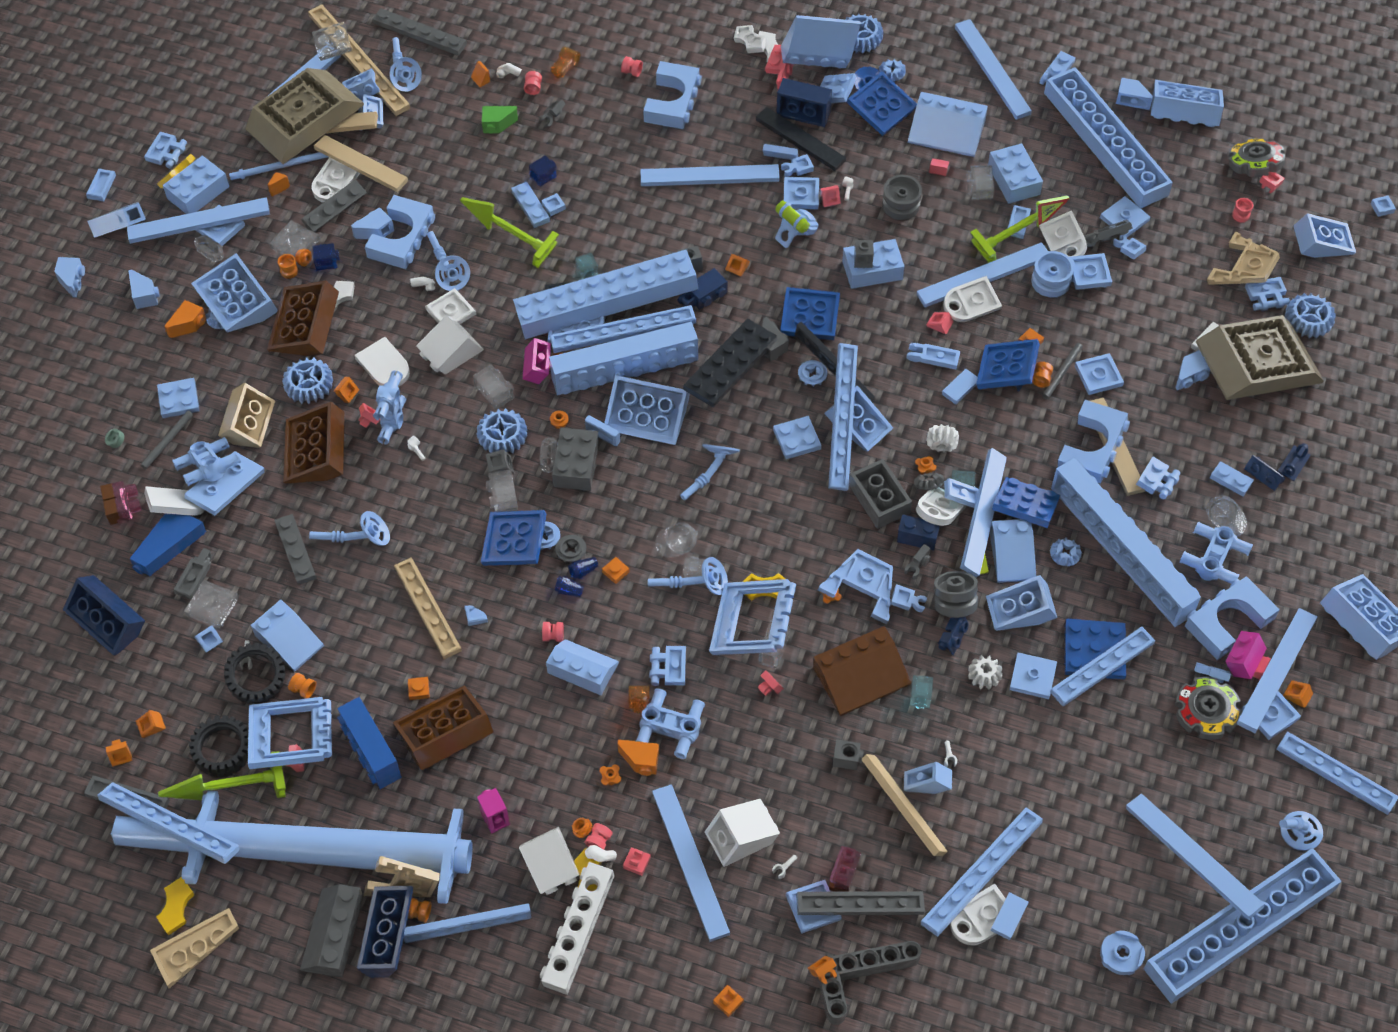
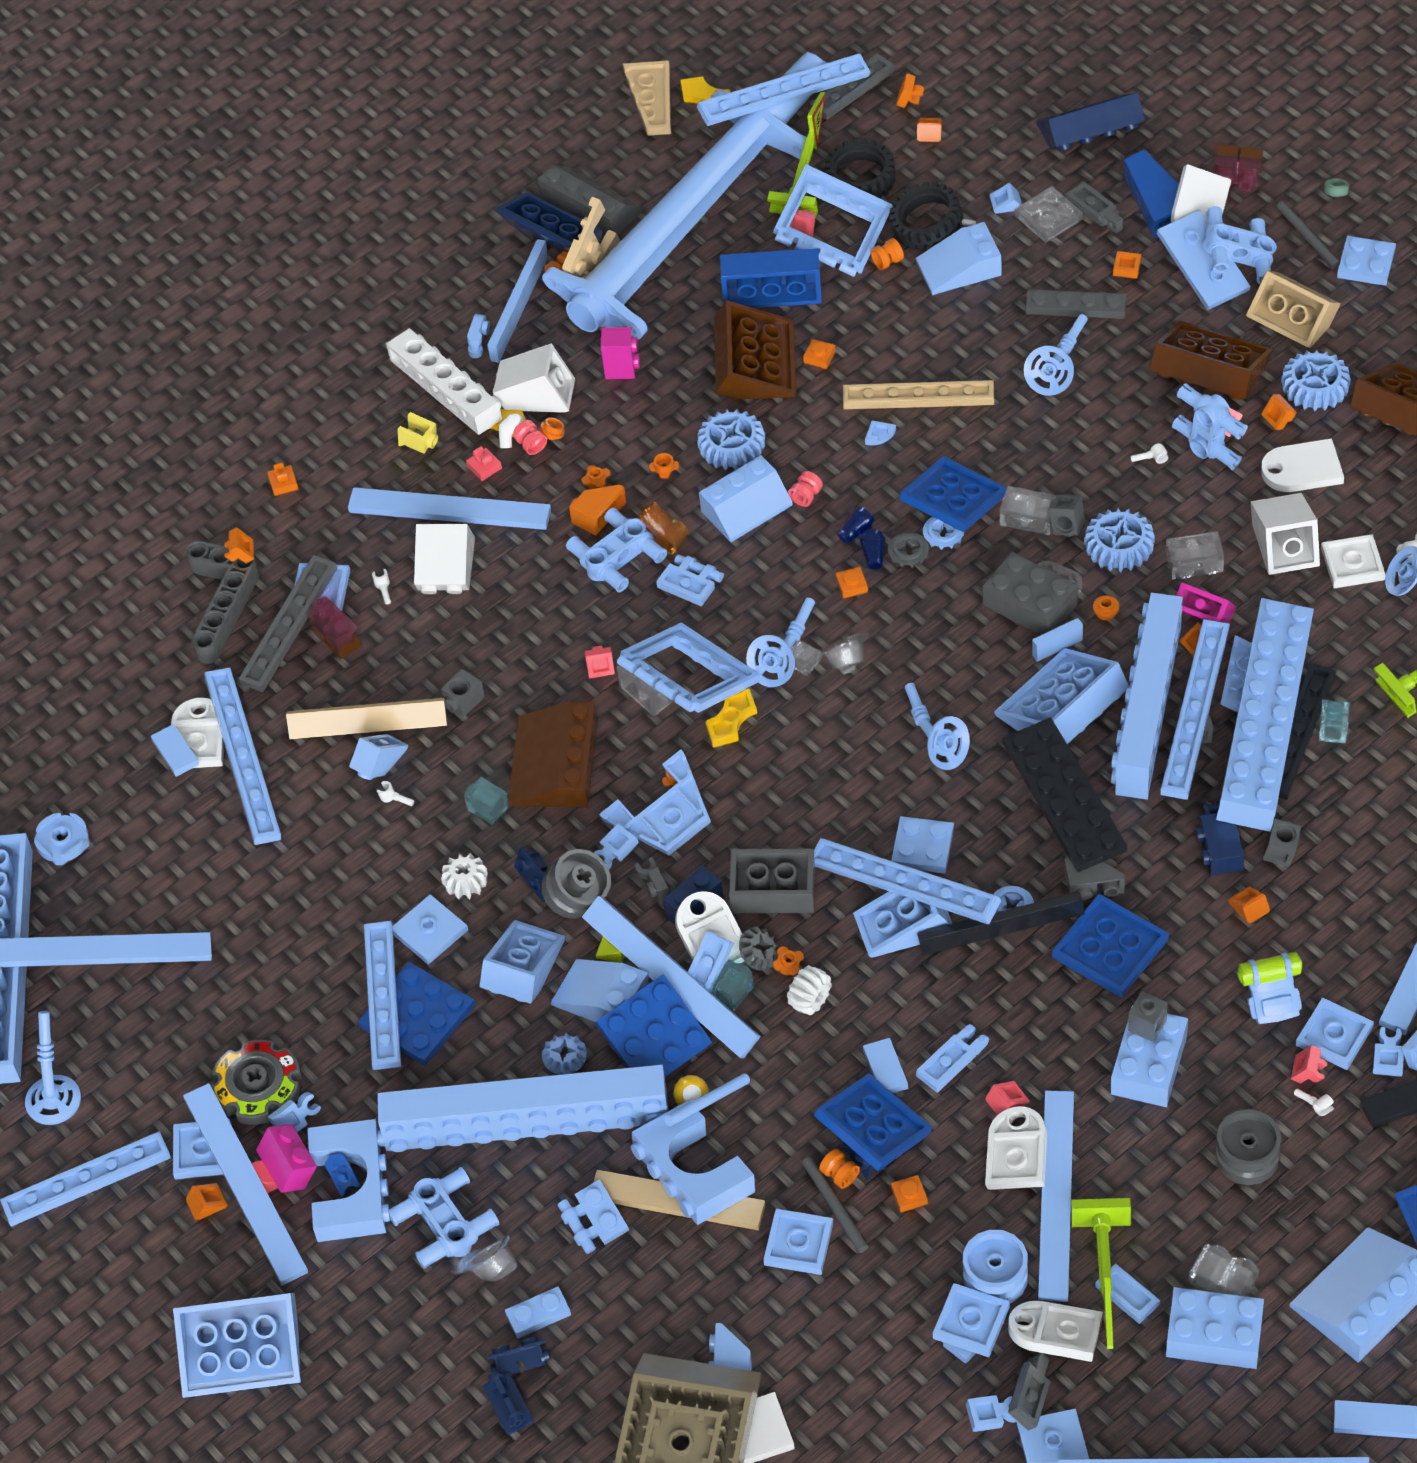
camera: 125 degrees right, 5 degrees down
(245, 530) = (1127, 264): none -> orange plate
(515, 935) = (478, 328): none -> light blue plate
(517, 697) = (729, 433): none -> light blue gear
(575, 730) = (664, 465): none -> orange plate
(637, 920) = (419, 435): none -> light yellow window
(939, 167) = (1292, 1241): coral slope -> none
(1046, 468) = (689, 1088): none -> yellow piece
(1052, 450) = (707, 1099): none -> light blue bar
(1230, 621) = (341, 1173): none -> blue piece

